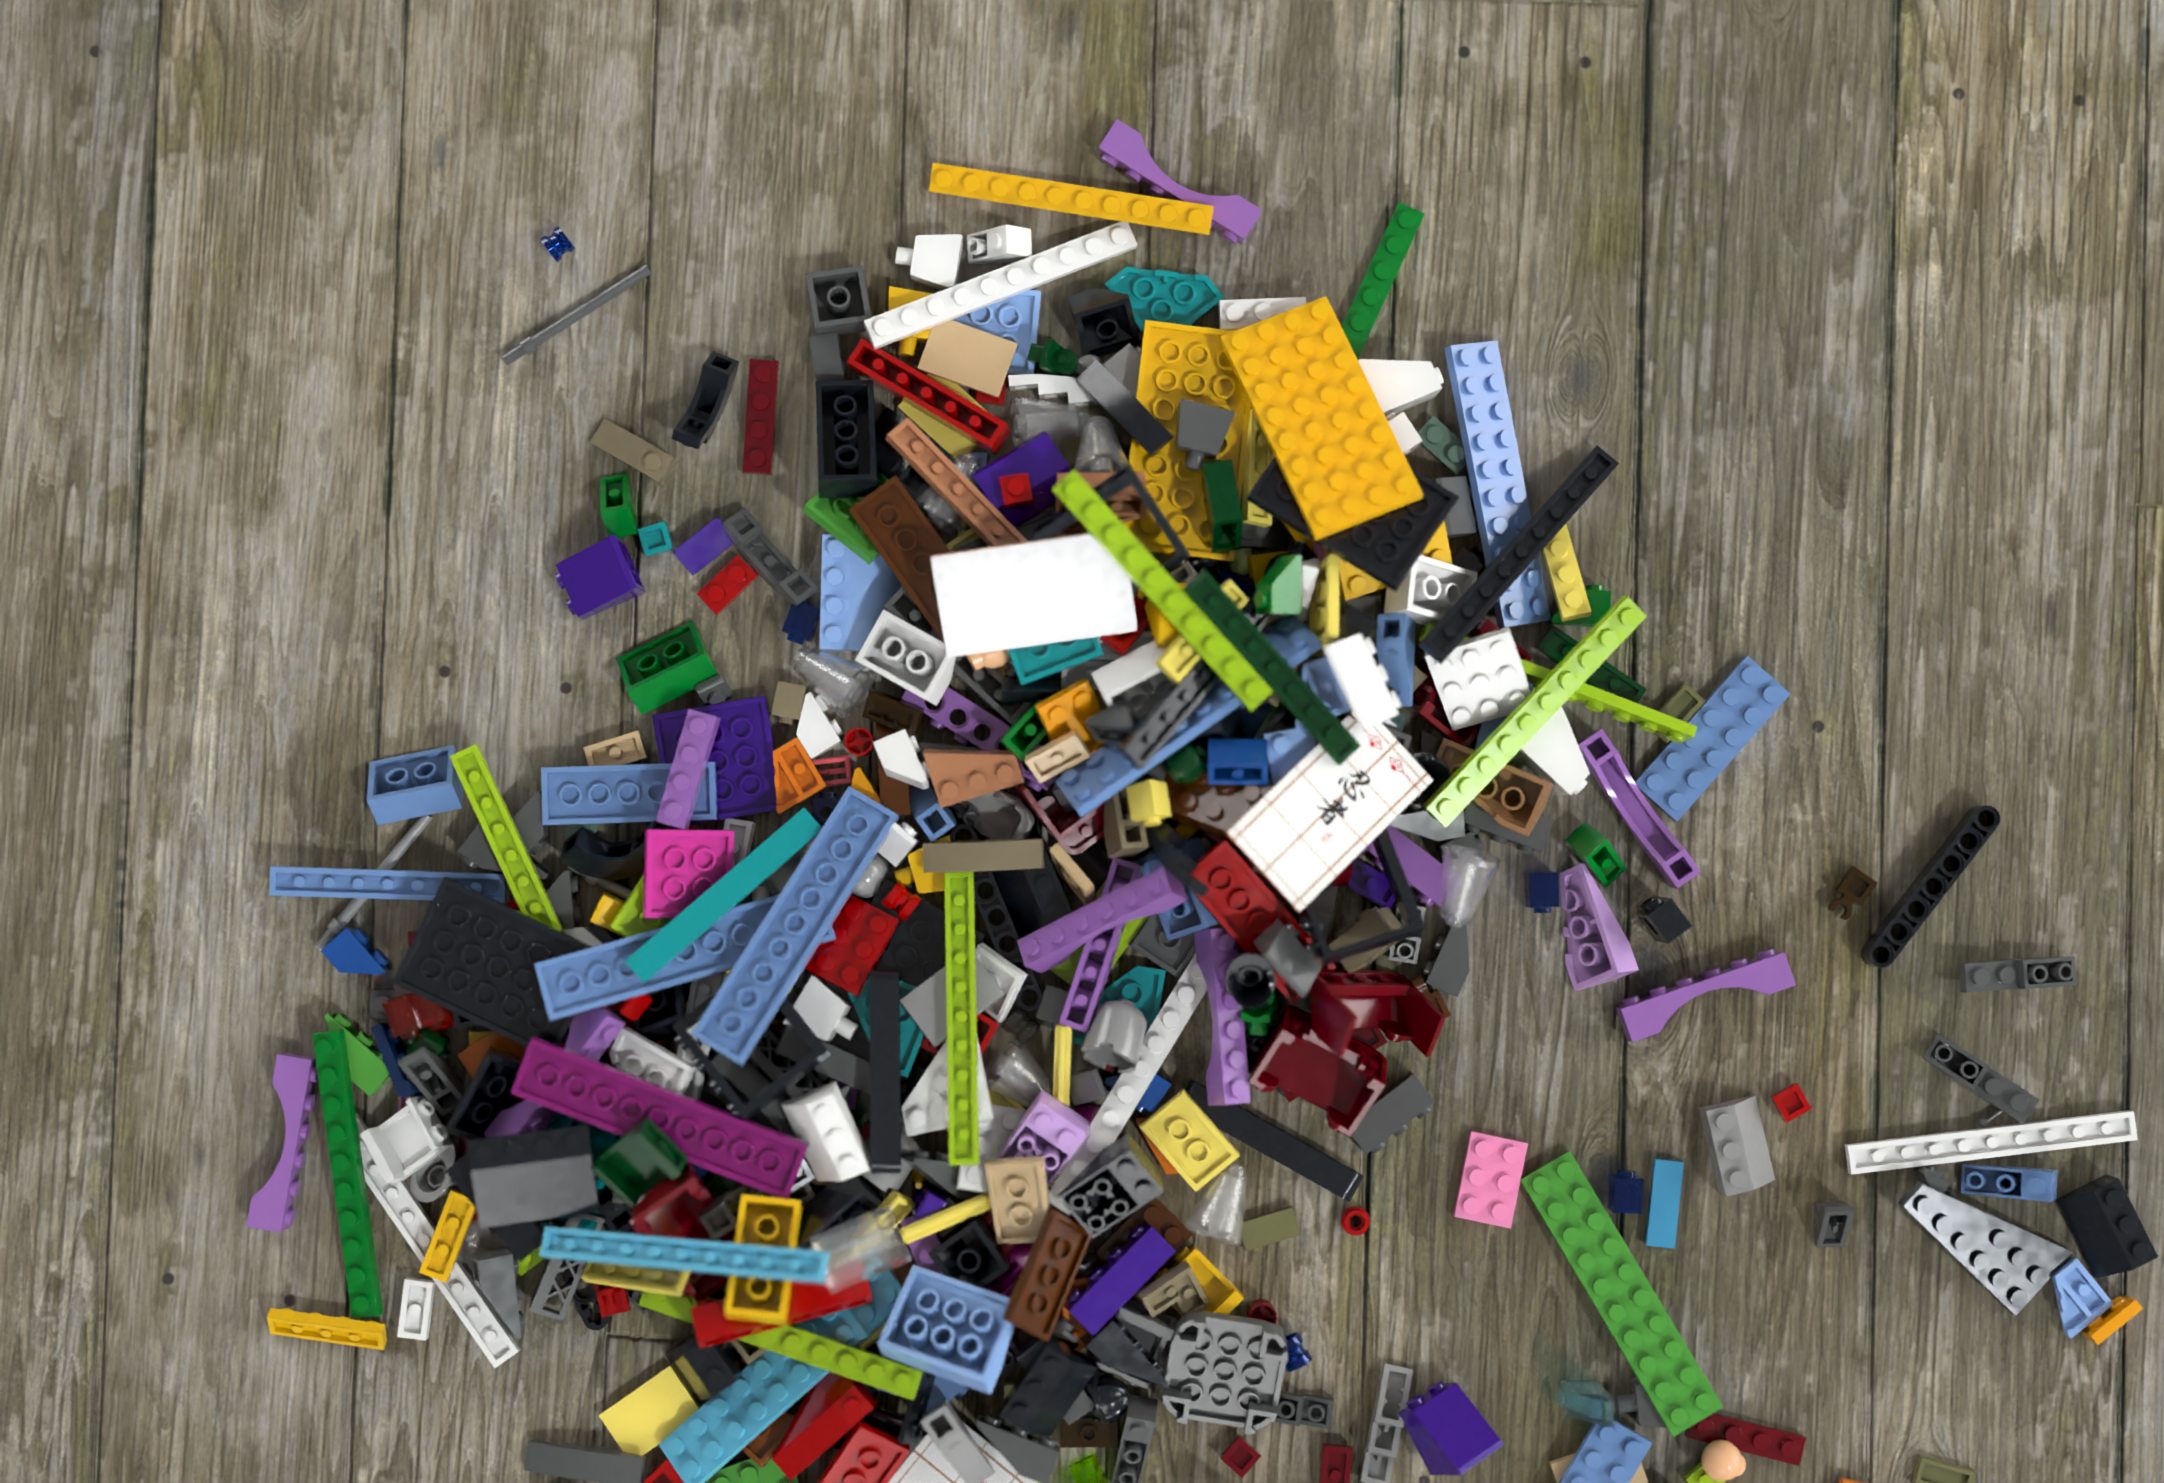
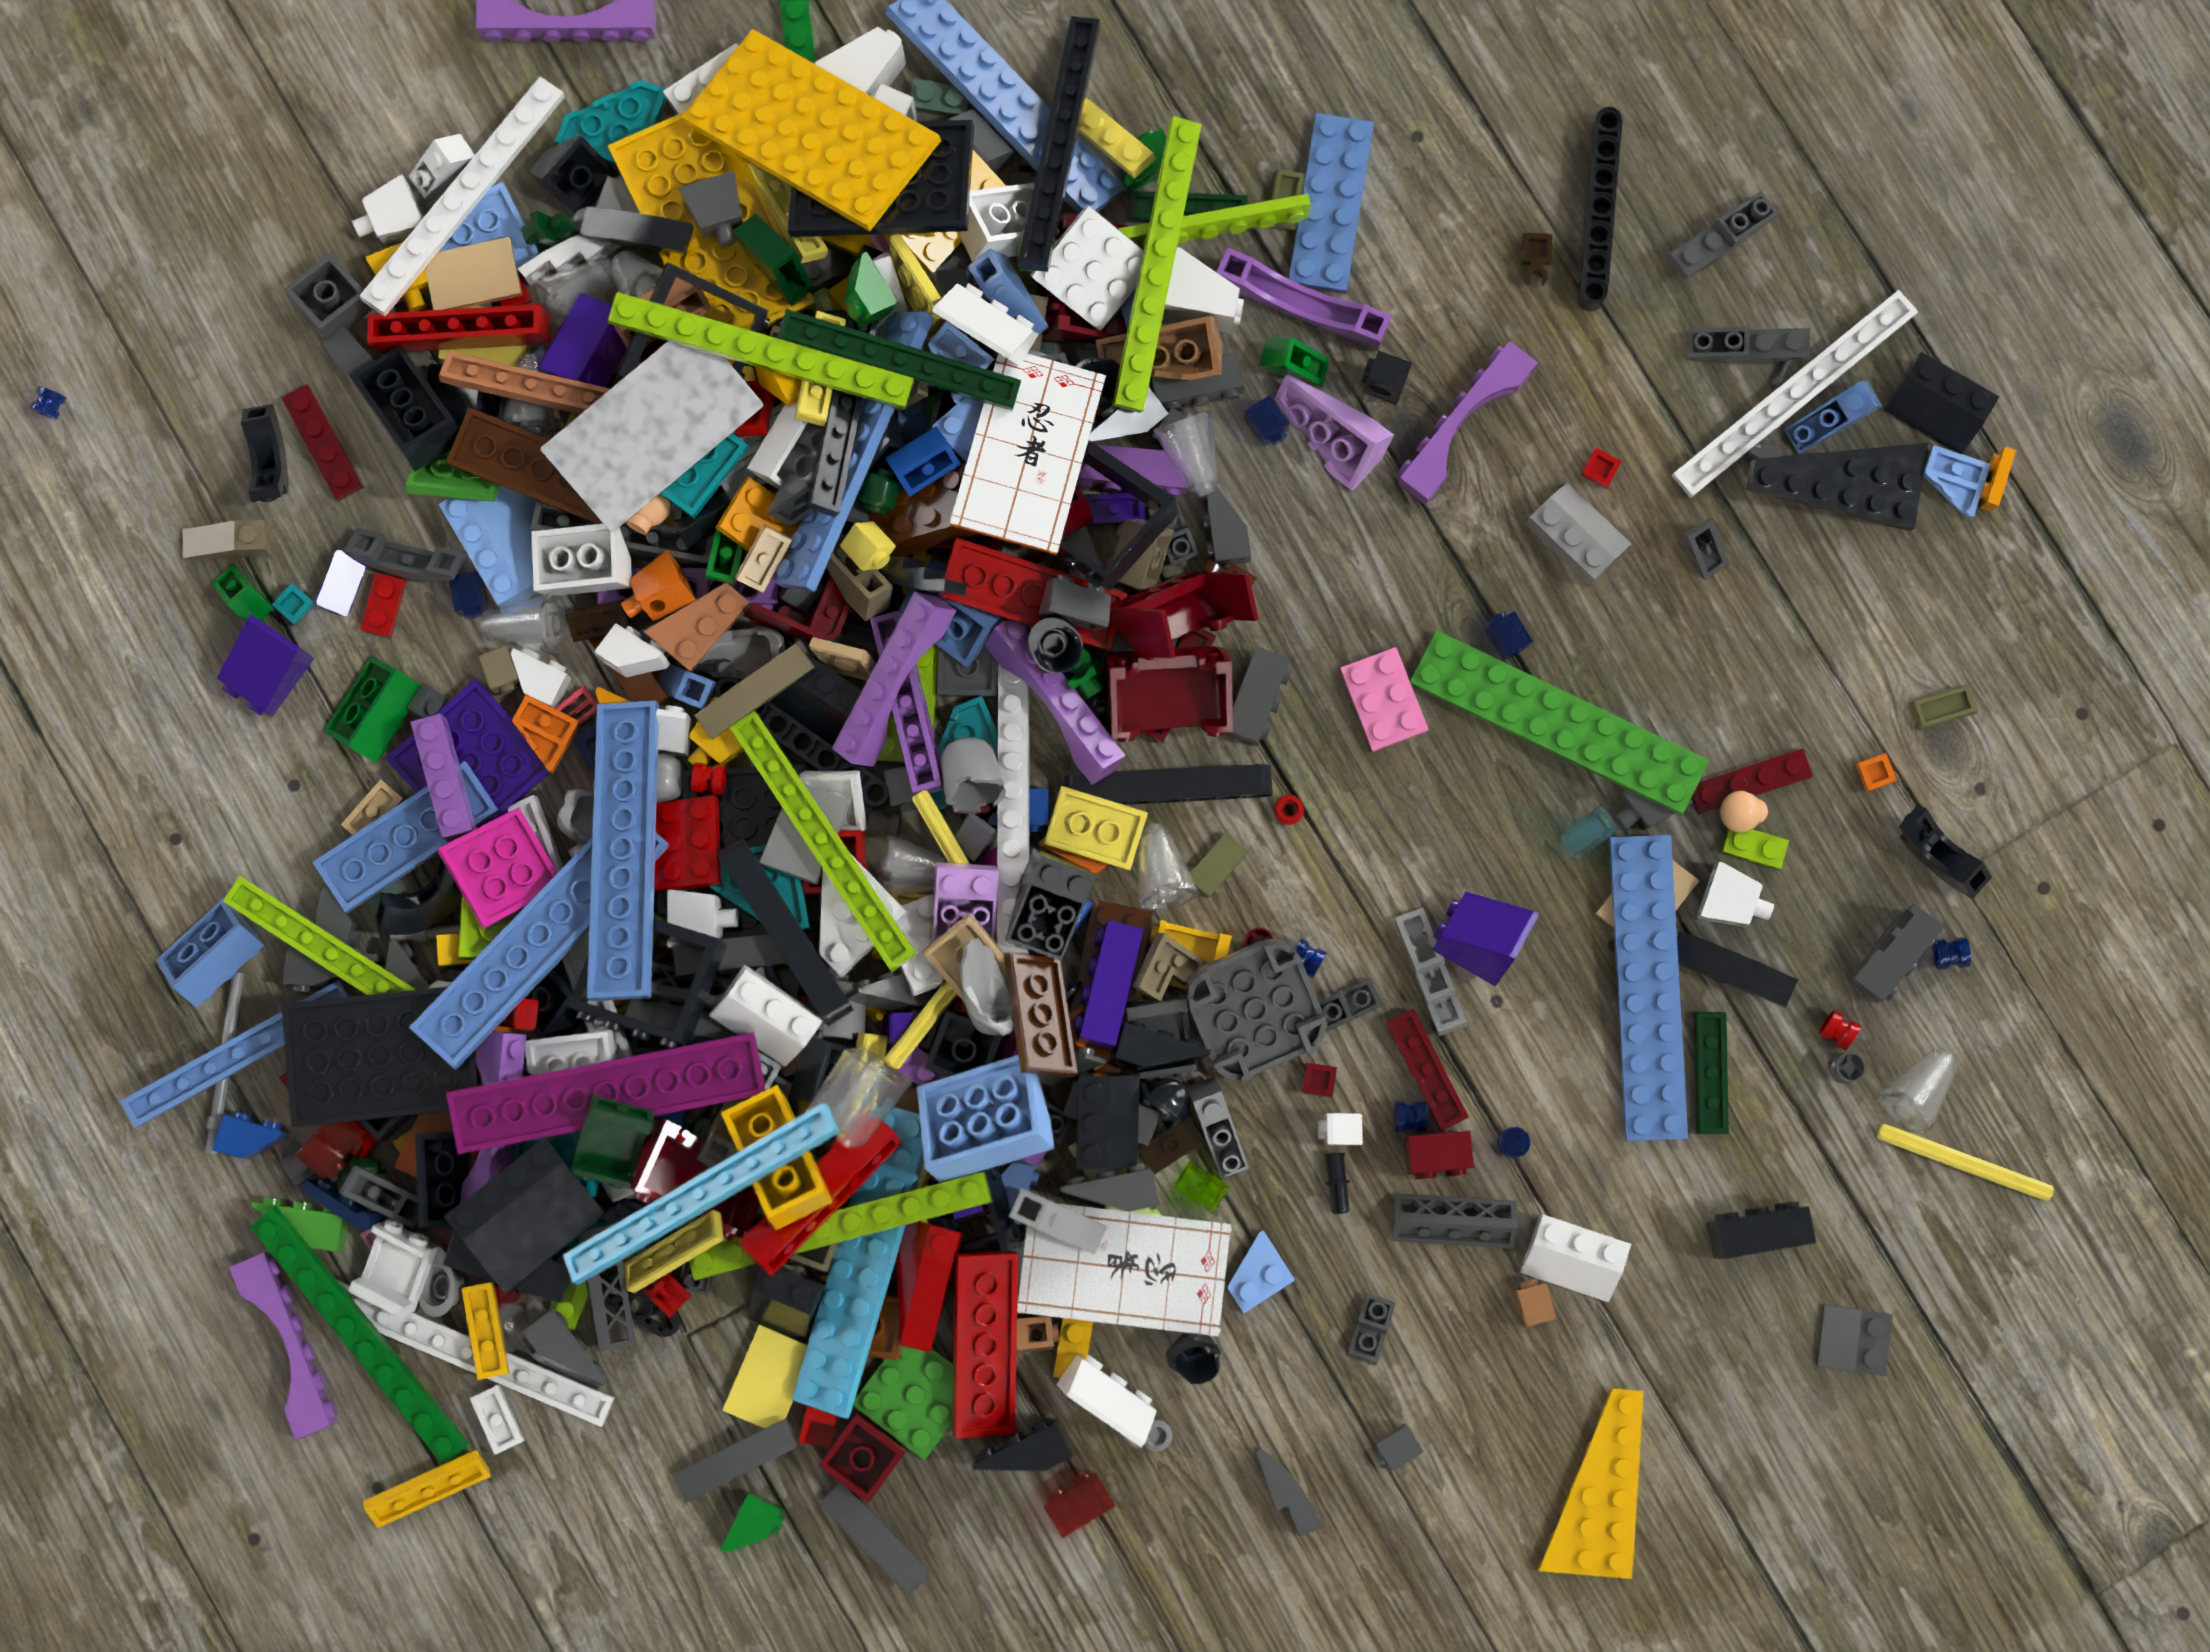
camera: 30 degrees left, 5 degrees down
(529, 344) = (76, 506): dark grey bar -> none
(723, 895) = (543, 866): teal tile -> none
(856, 739) = (581, 662): red wheel -> none
(958, 723) = (659, 589): none -> orange torso
(1015, 1231) = (985, 990): none -> light grey hair
(1016, 490) = (583, 354): red plate -> none
(1071, 198) = (479, 87): yellow plate -> none
(1664, 1203) = (1548, 624): dark azure tile -> none

